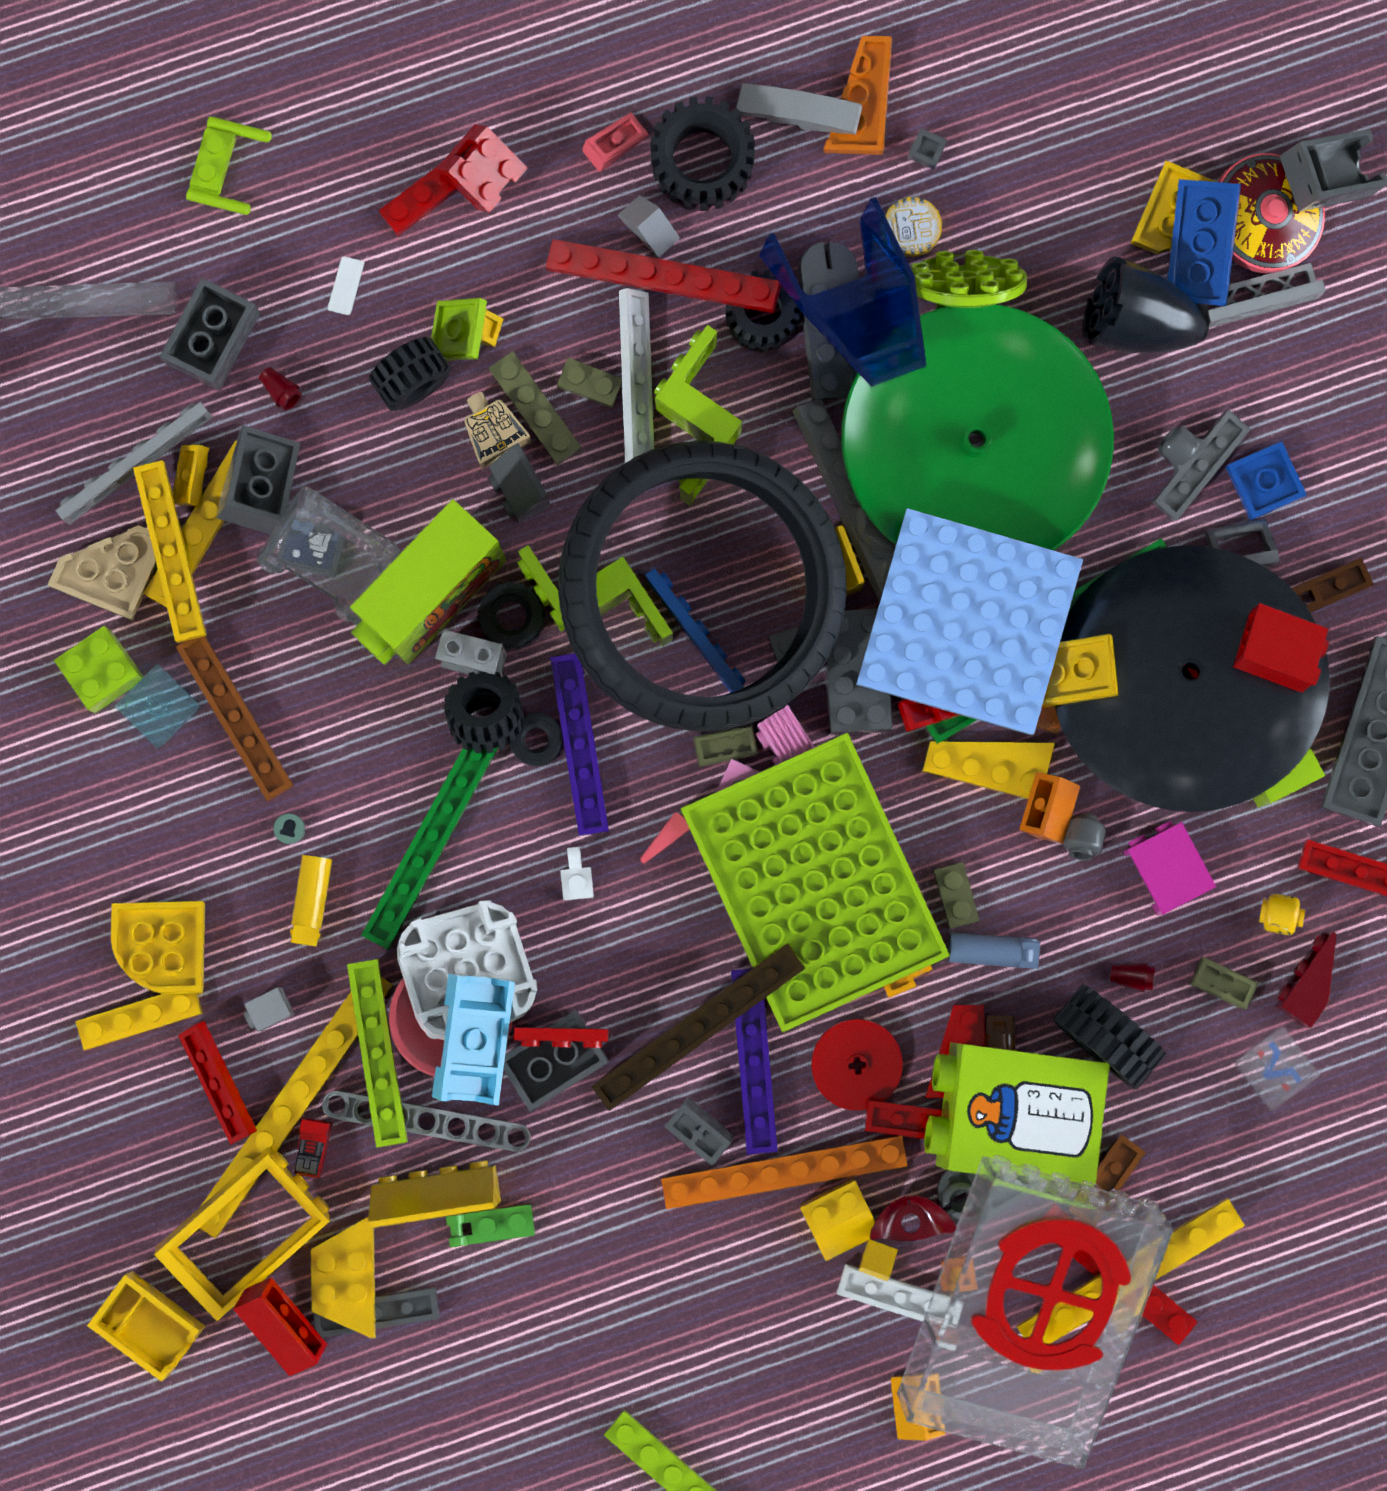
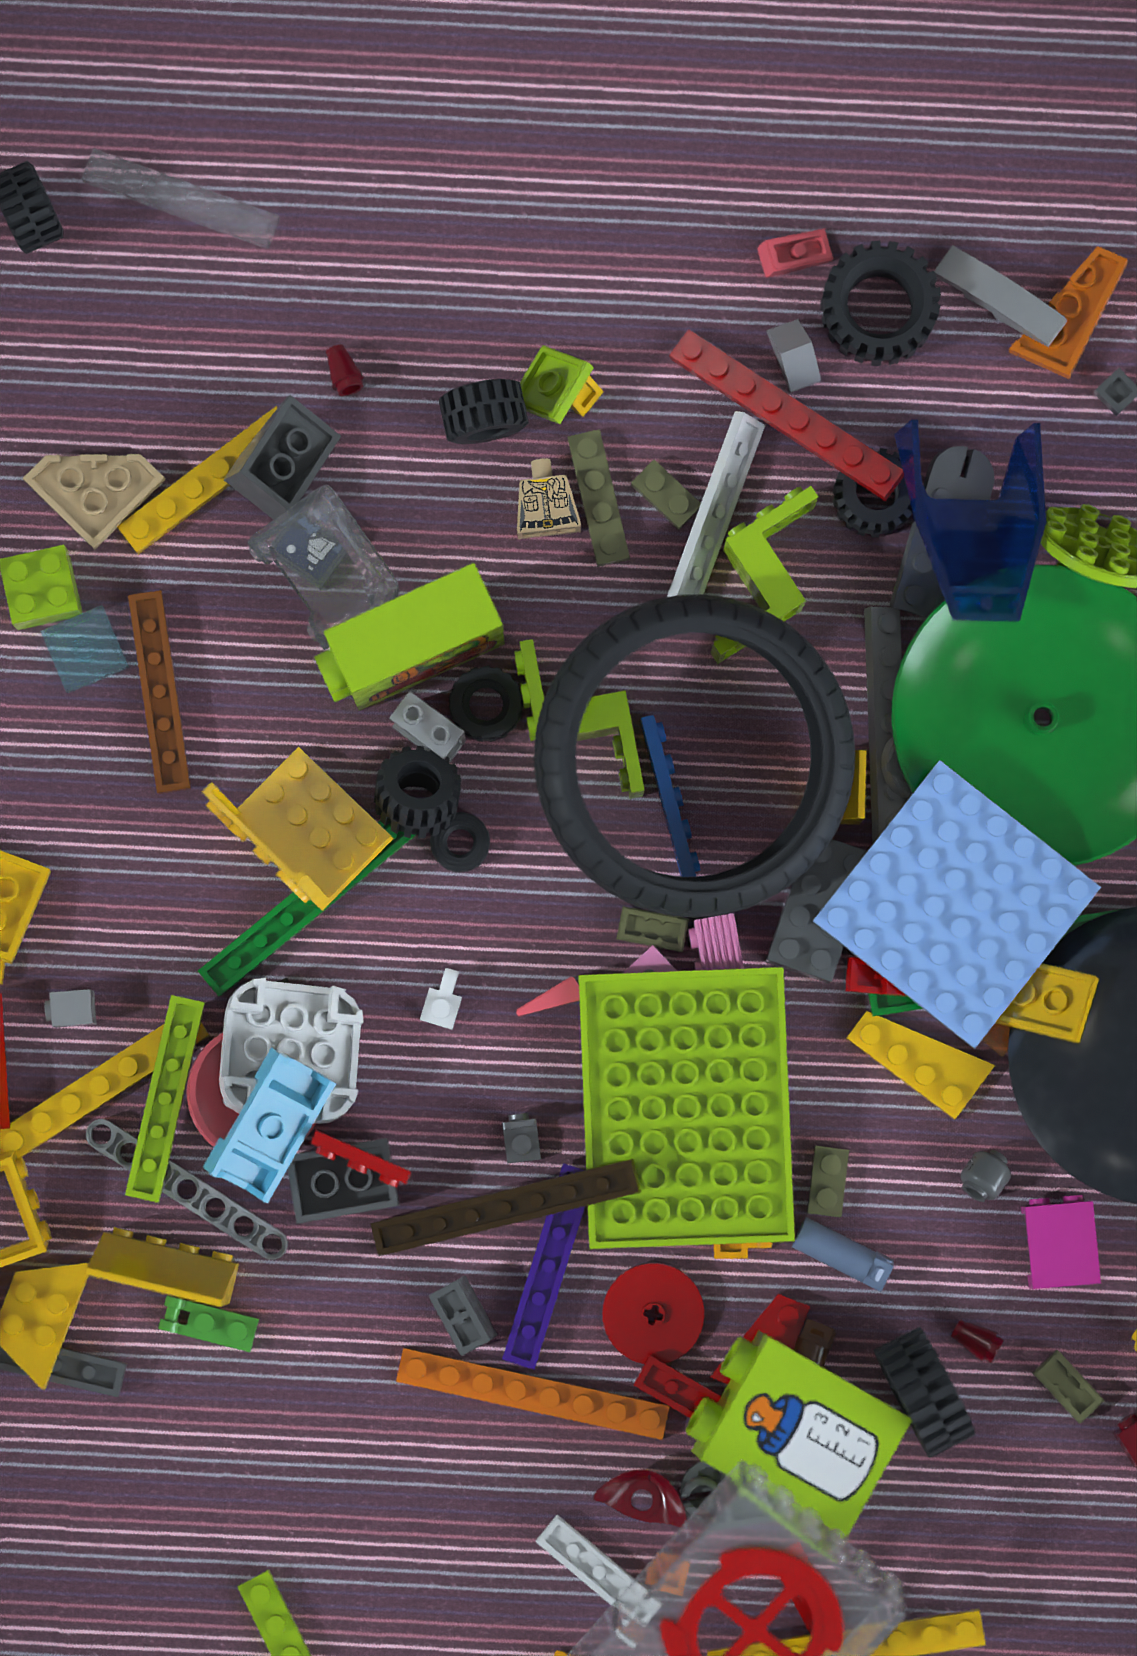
camera: 20 degrees right, 0 degrees up
(122, 469) = (149, 390): light grey plate -> none
(169, 551) = (162, 495): yellow plate -> none
(190, 475) = (214, 424): yellow plate -> none
(210, 334) = (294, 286): dark grey brick -> none
(214, 161) = (371, 106): lime plate -> none
(289, 829) = (168, 830): sand green tile -> none
(310, 900) = (160, 913): yellow piece -> none
(312, 1147) = (59, 1168): leg -> none
(345, 285) = (454, 290): white sticker -> none
(402, 780) = (304, 828): none -> yellow bracket
(417, 201) = (588, 226): red plate -> none
(481, 167) = (644, 226): piece -> none
(518, 484) = (548, 570): dark grey slope -> none
(579, 745) = (501, 866): dark purple plate -> none
(688, 964) = (521, 1138): none -> flat silver bracket
(781, 642) = (755, 844): dark grey plate -> none
(838, 1219) = (568, 1465): yellow slope -> none
(878, 1260) = (592, 1524): yellow tile -> none
(915, 225) = (1070, 466): tile -> none
(1049, 807) = (961, 1130): orange brick -> none
(1118, 1163) = (880, 1527): dark orange plate -> none
(1276, 1068) = (1087, 1497): clear tile -> none

